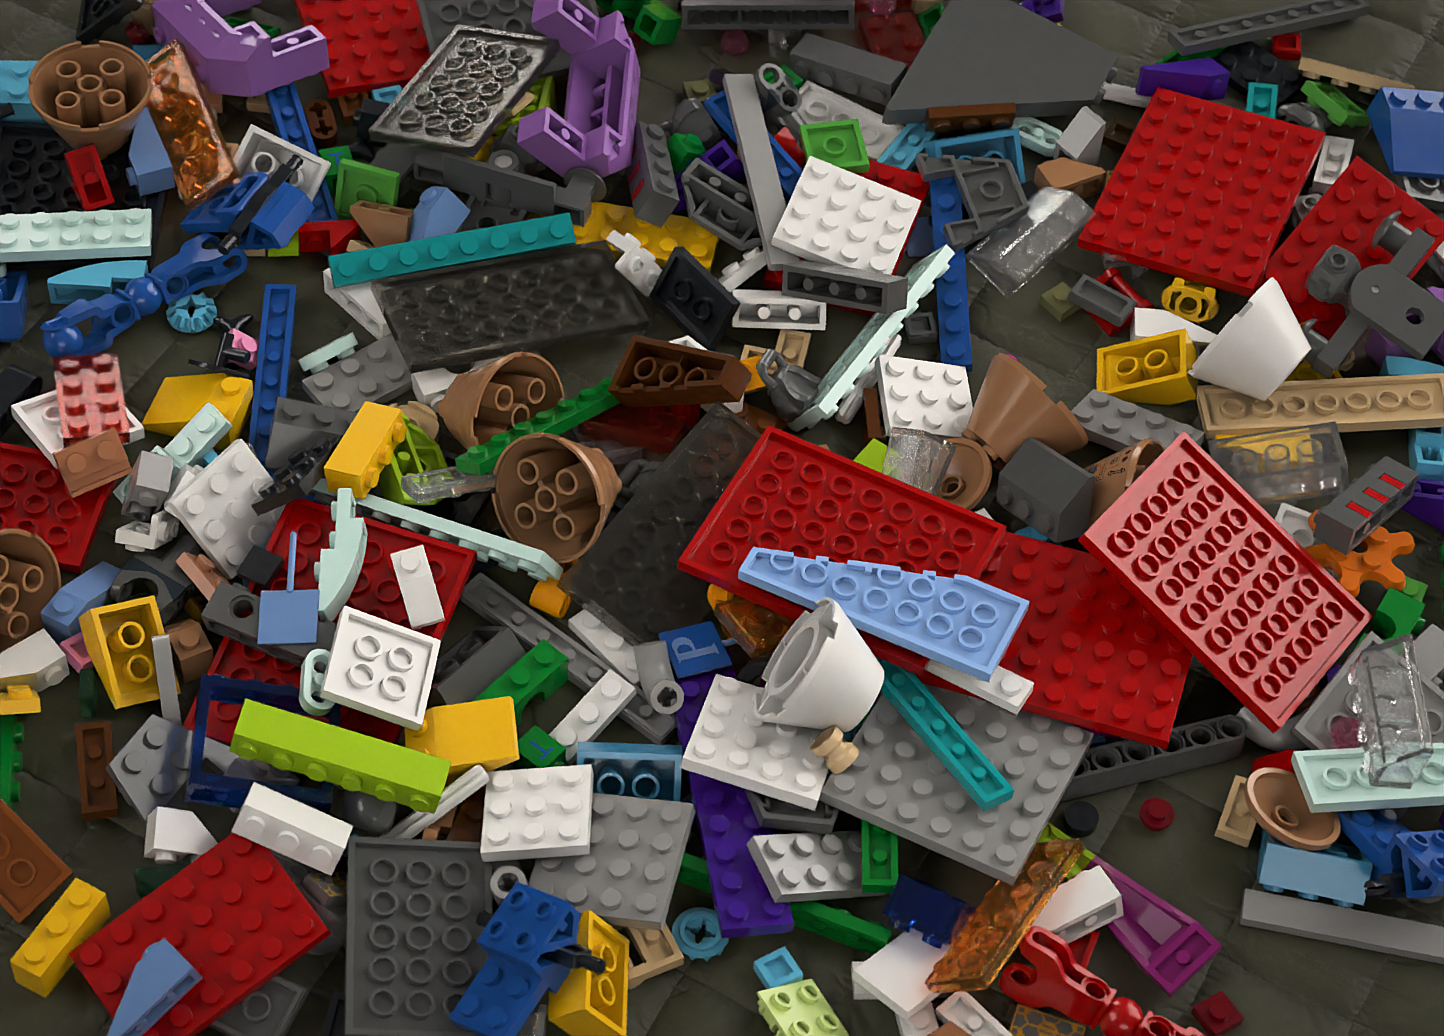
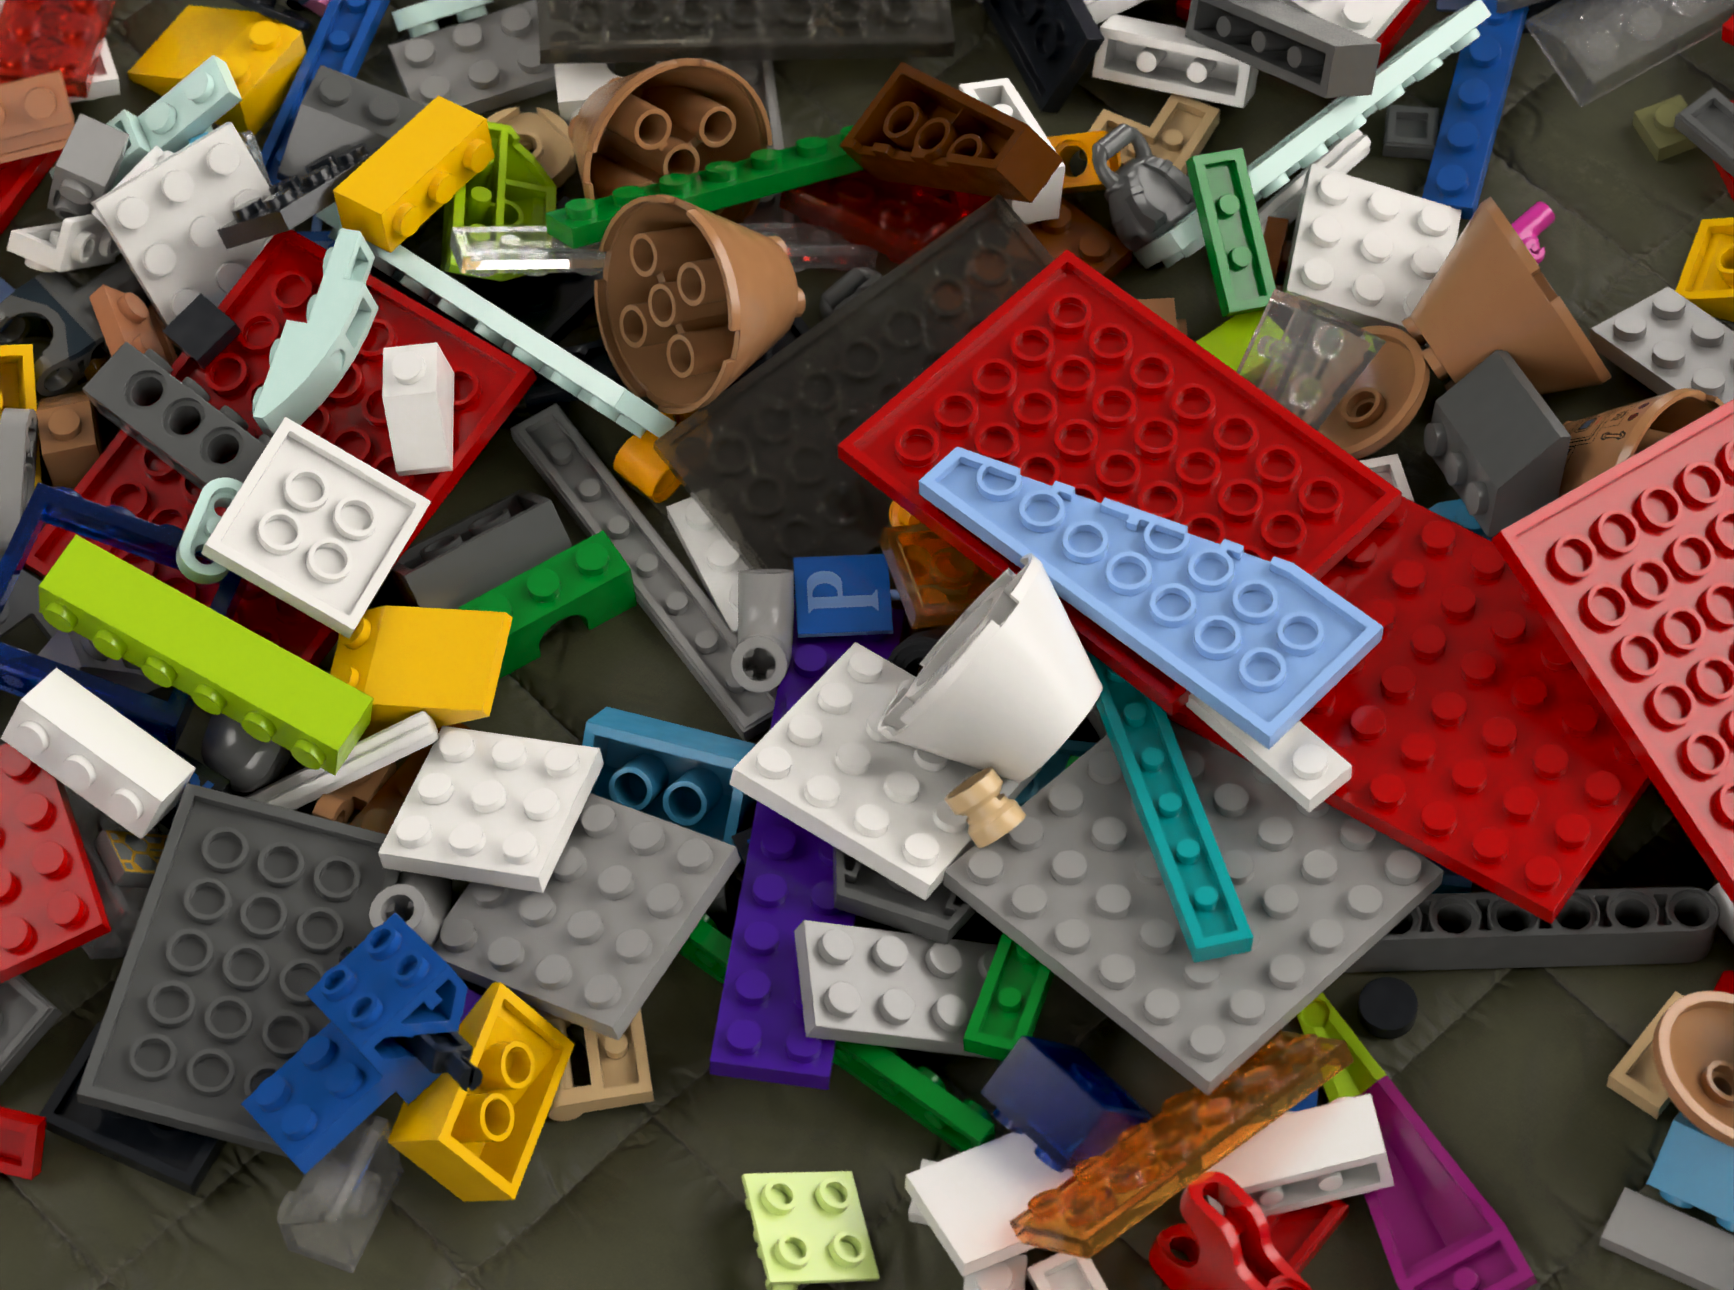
camera: 25 degrees right, 5 degrees up
(288, 614) = (210, 413): medium blue piece -> none
(539, 751) = (540, 710): green brick -> none
(593, 713) = (646, 666): white plate -> none
(689, 923) = (668, 1066): medium azure gear -> none
(777, 969) = (797, 1143): medium azure plate -> none
(854, 399) = (1231, 231): none -> plate
(1156, 814) = (1519, 1027): dark red plate -> none

